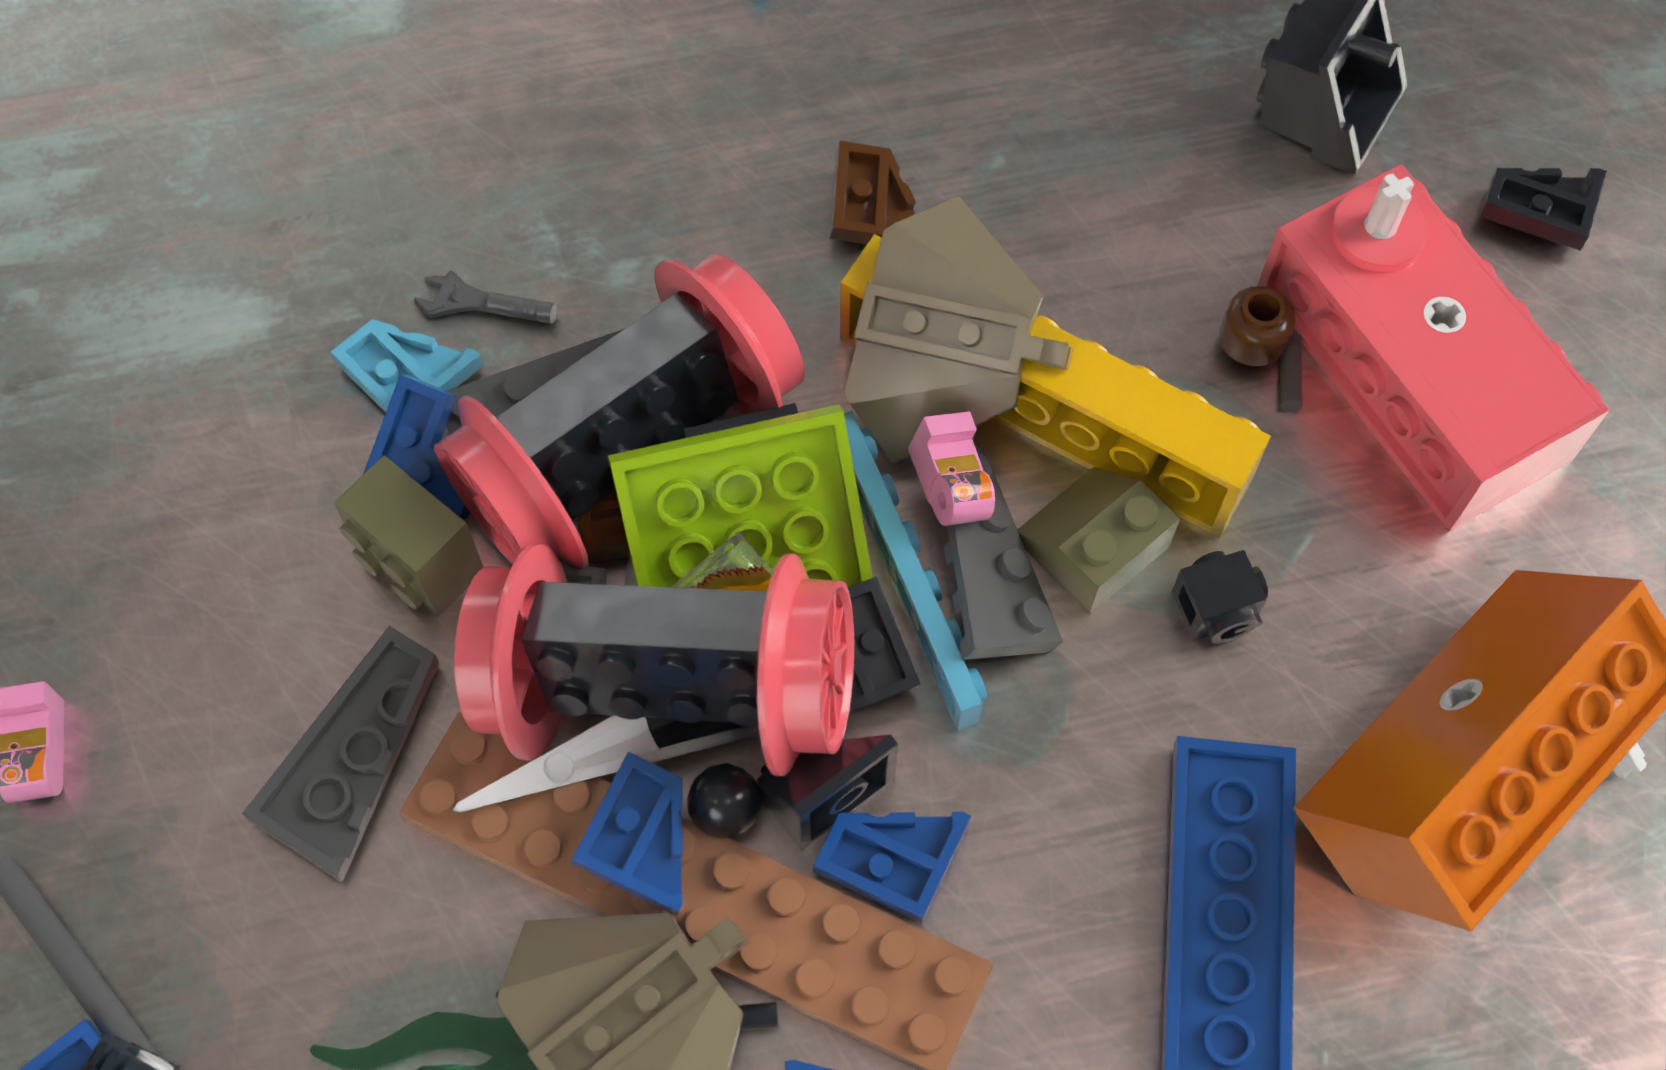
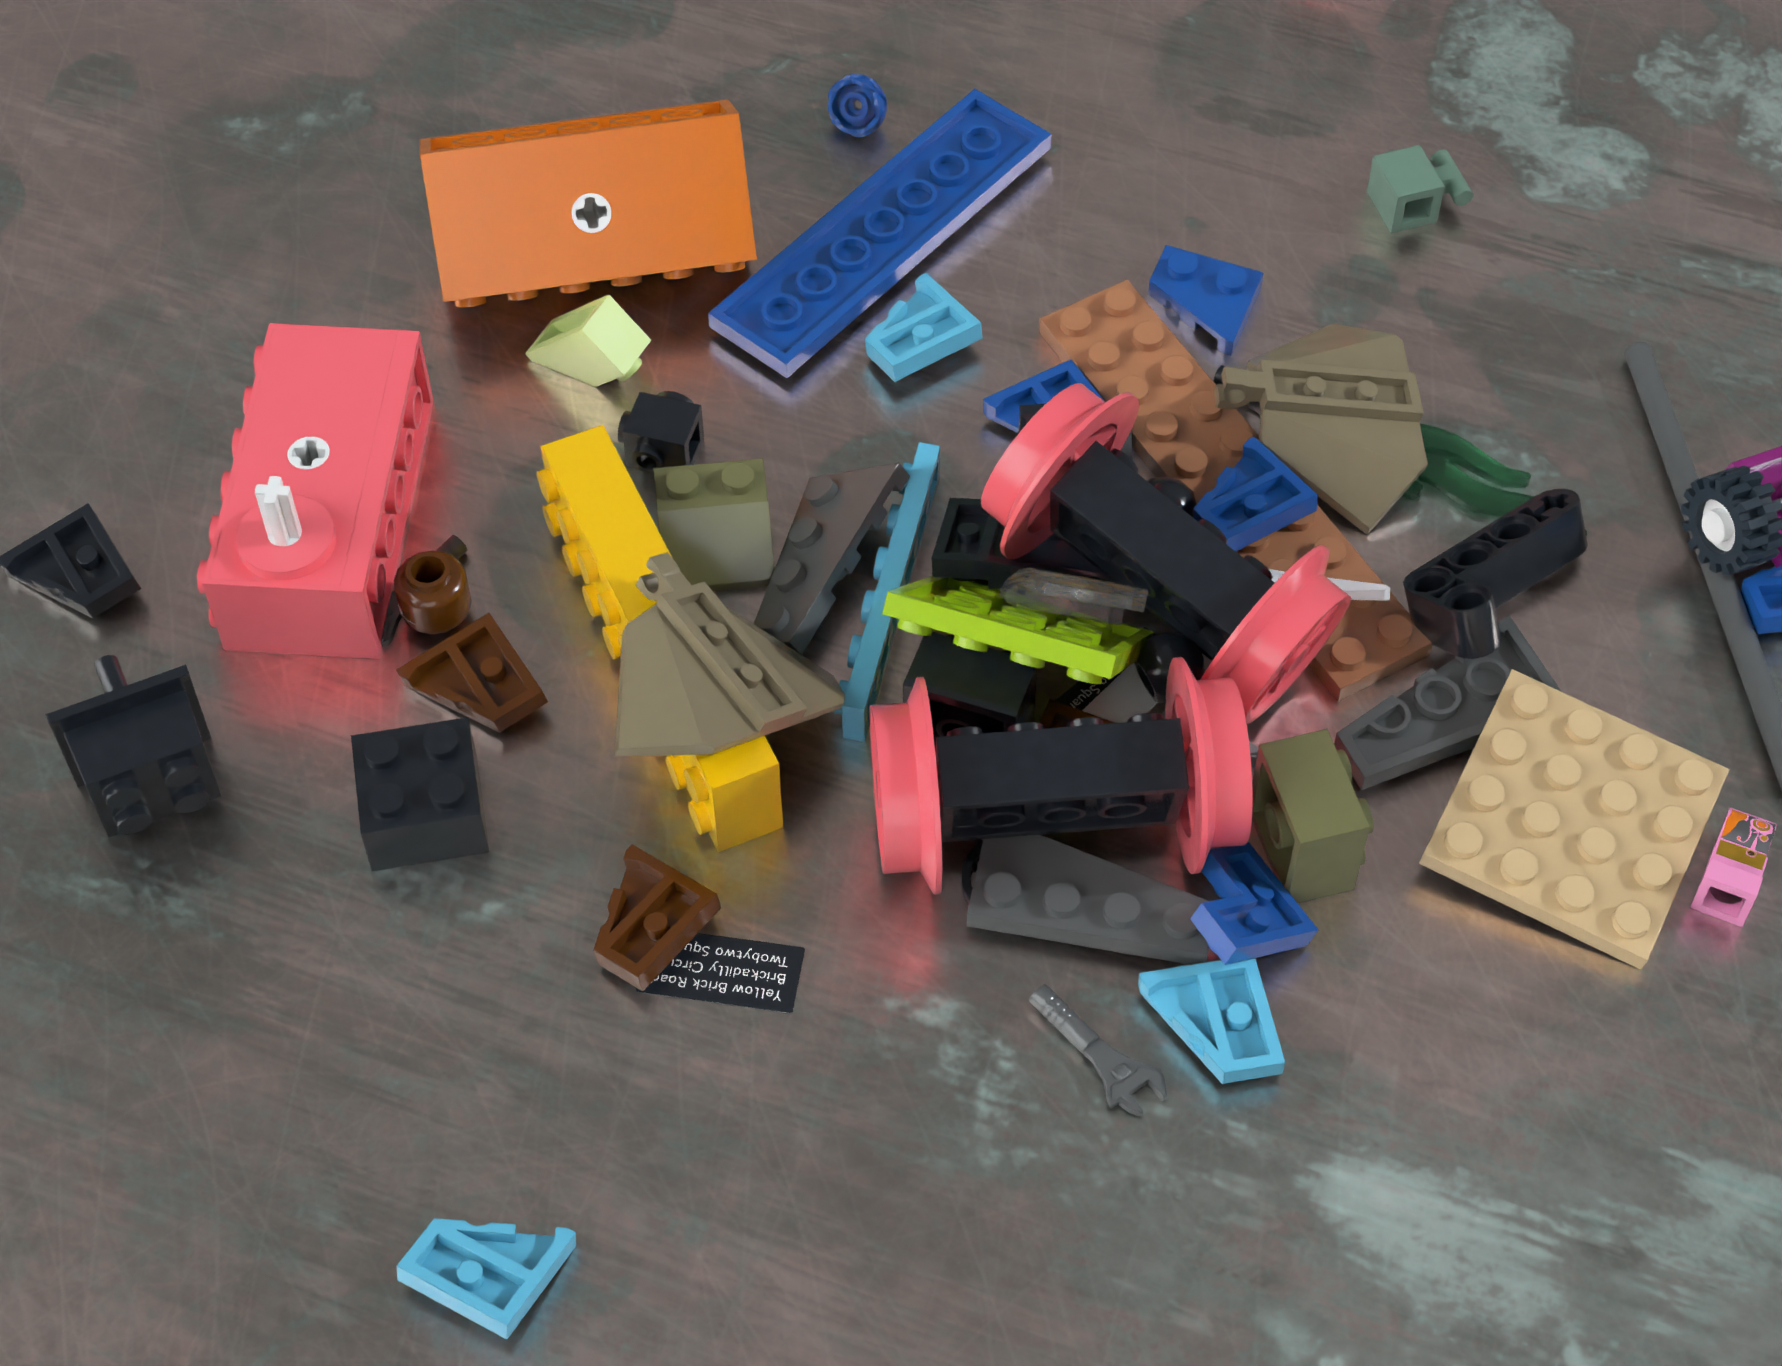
camera: 145 degrees left, 10 degrees down
(188, 703) = (1575, 818): none -> tan plate
(363, 917) = (1459, 590): none -> black beam
(785, 216) = (733, 973): none -> black sticker
(951, 469) = (805, 592): bright pink leg -> none
(1094, 873) = (921, 330): none -> medium azure wing
(1112, 178) = (419, 794): none -> black brick
(1160, 299) = (476, 676): none -> reddish brown wing
(1365, 645) = (591, 343): none -> yellowish green slope

